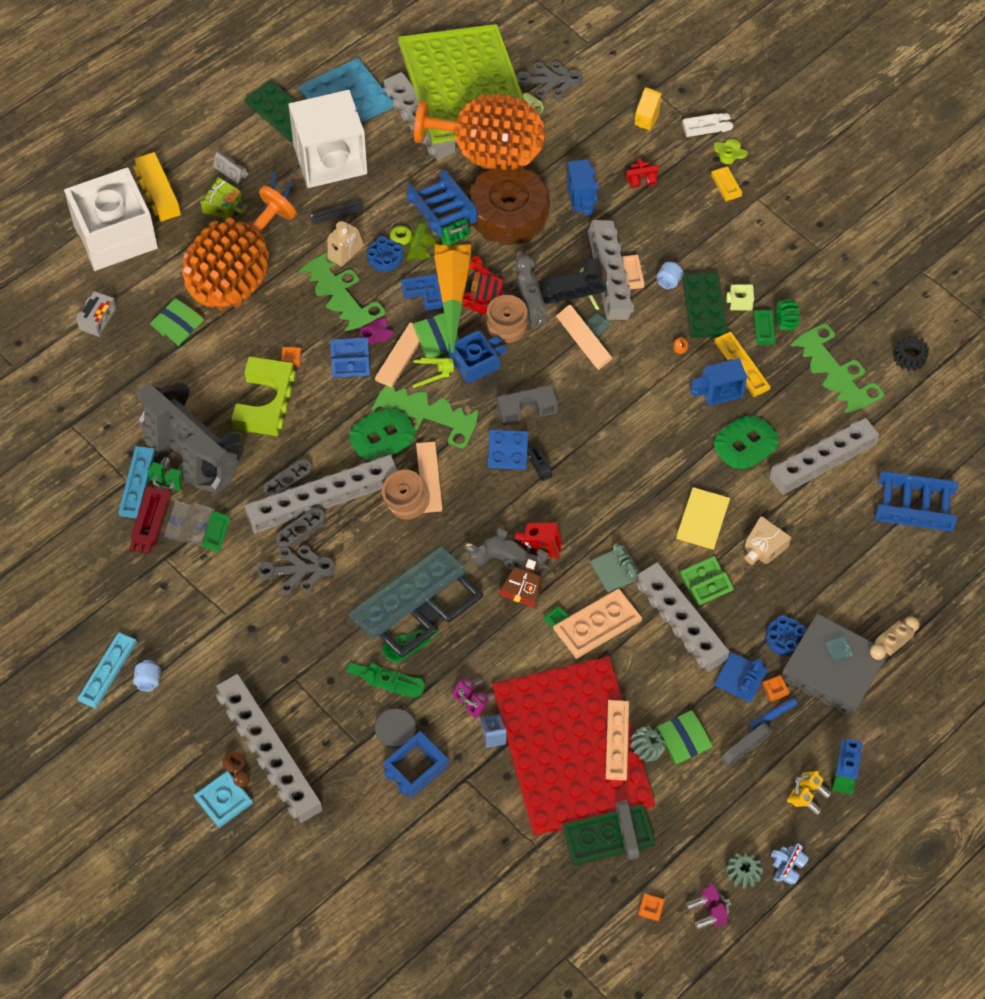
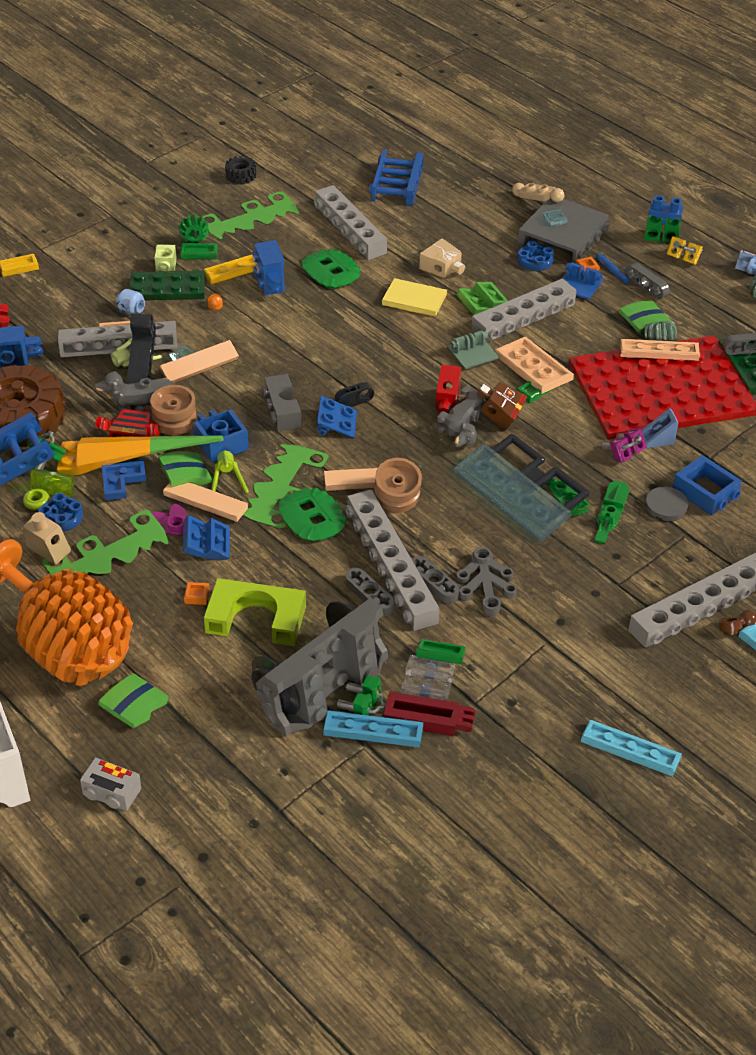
camera: 90 degrees left, 15 degrees down
(147, 675) = (637, 704): light blue head -> none

